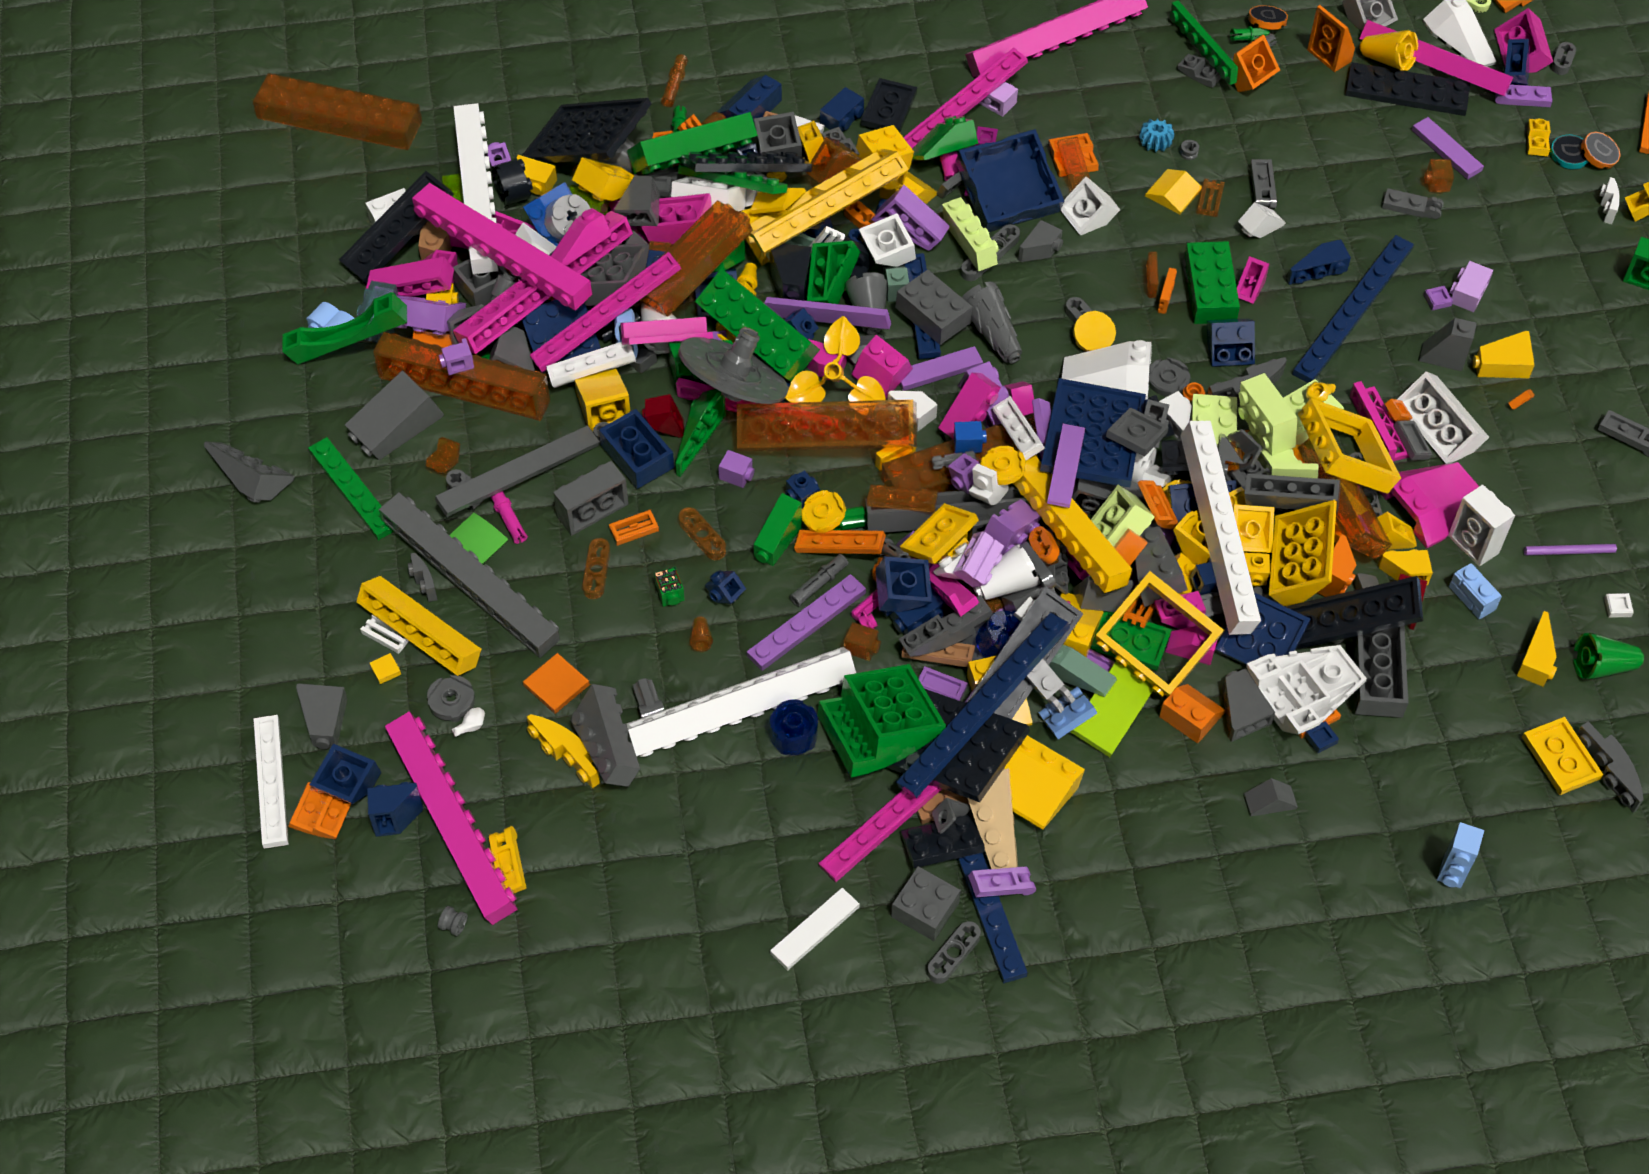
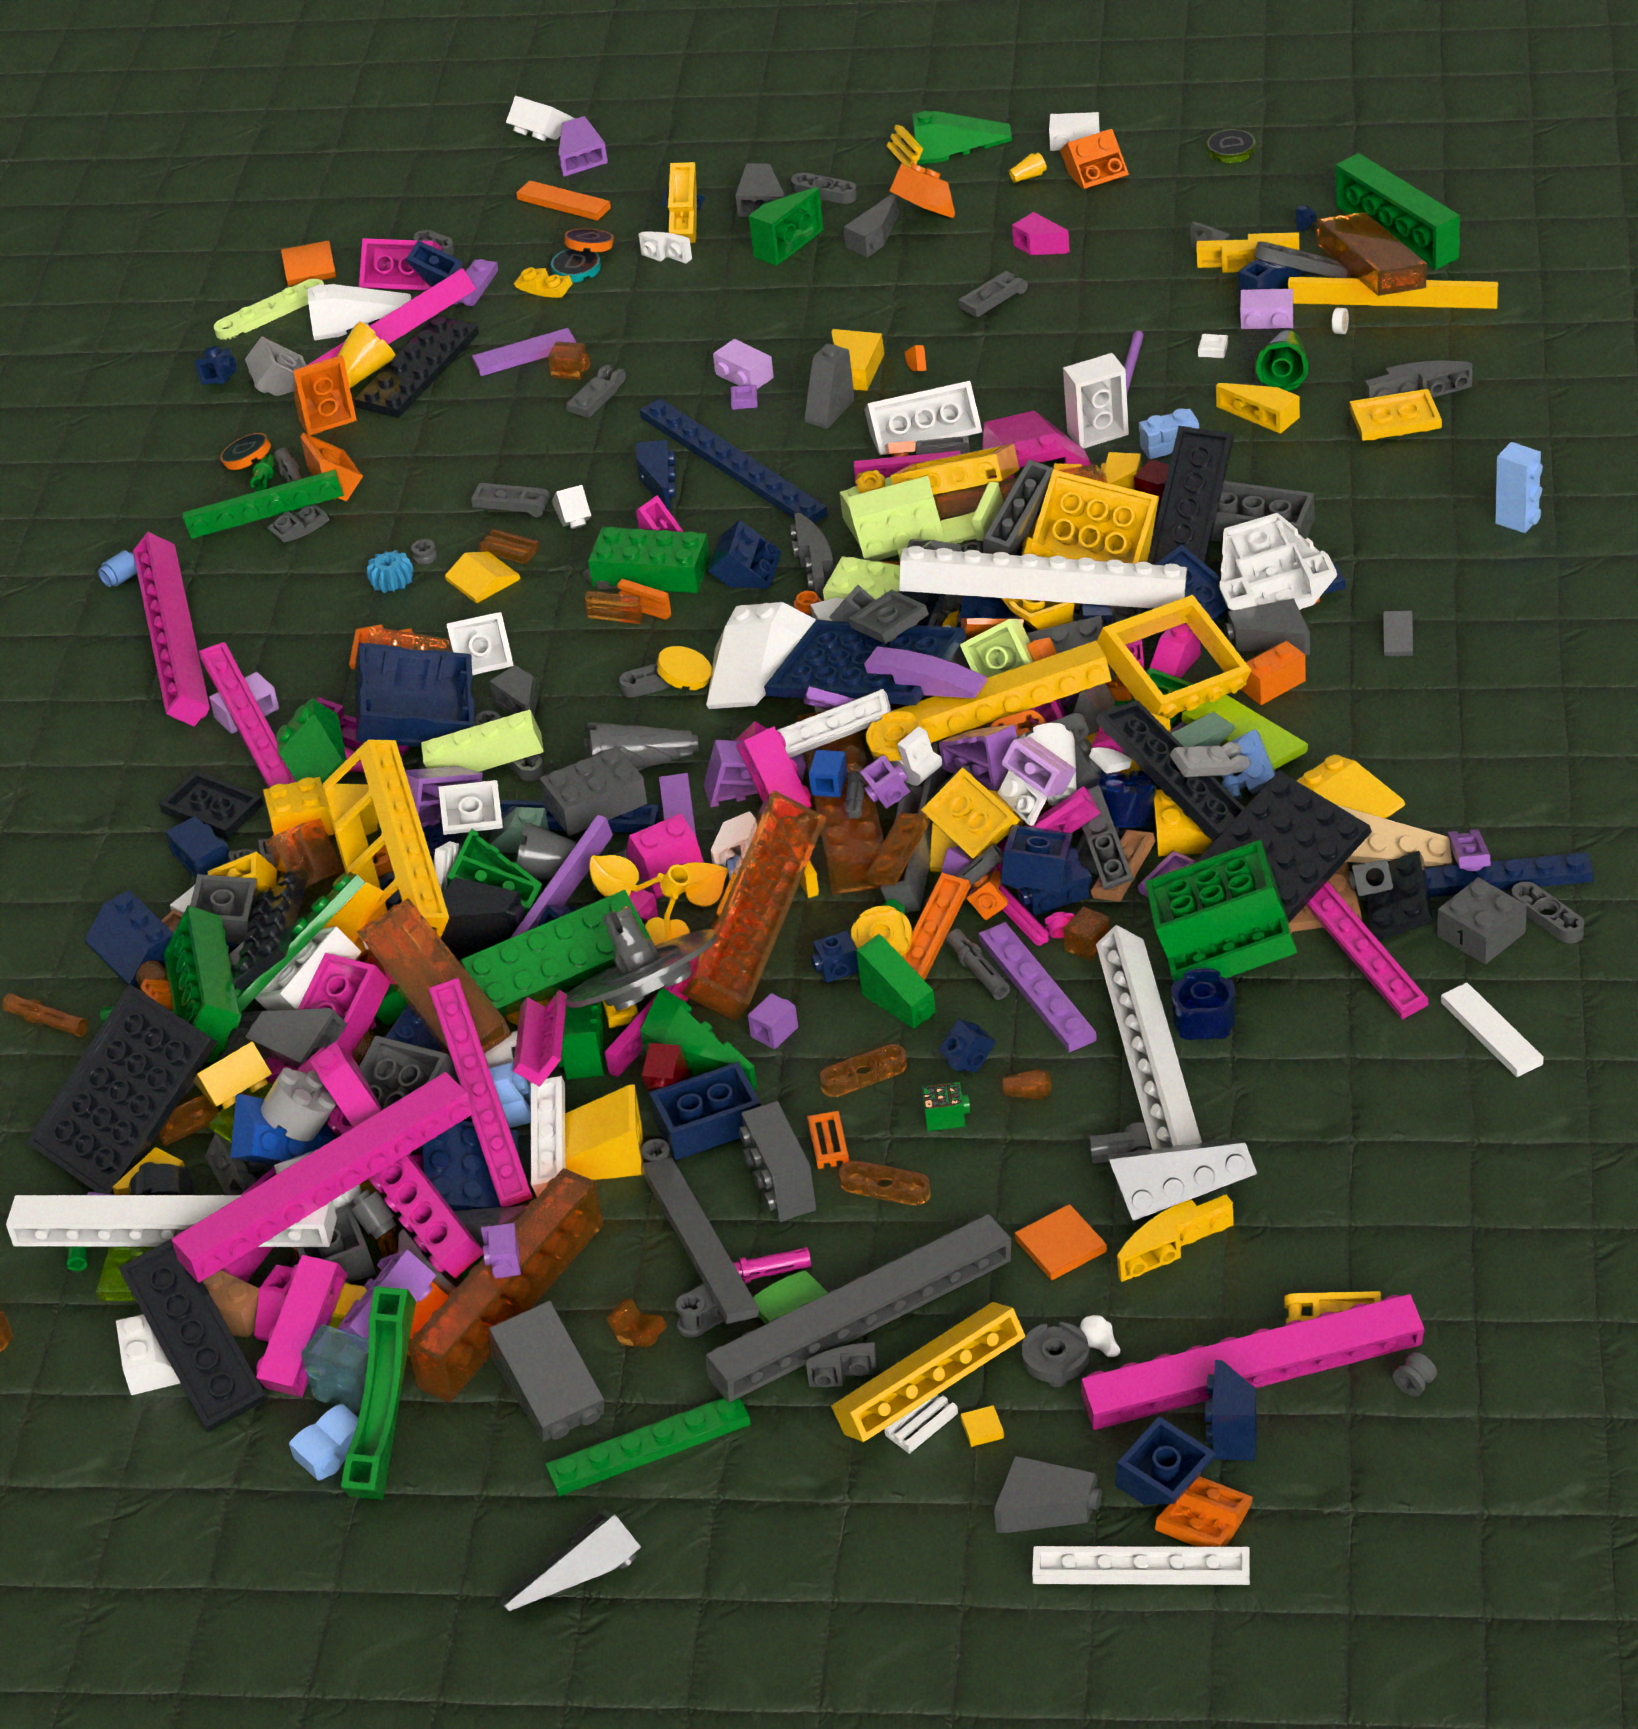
camera: 70 degrees left, 15 degrees down
(983, 705) = (1242, 804): dark blue plate -> none

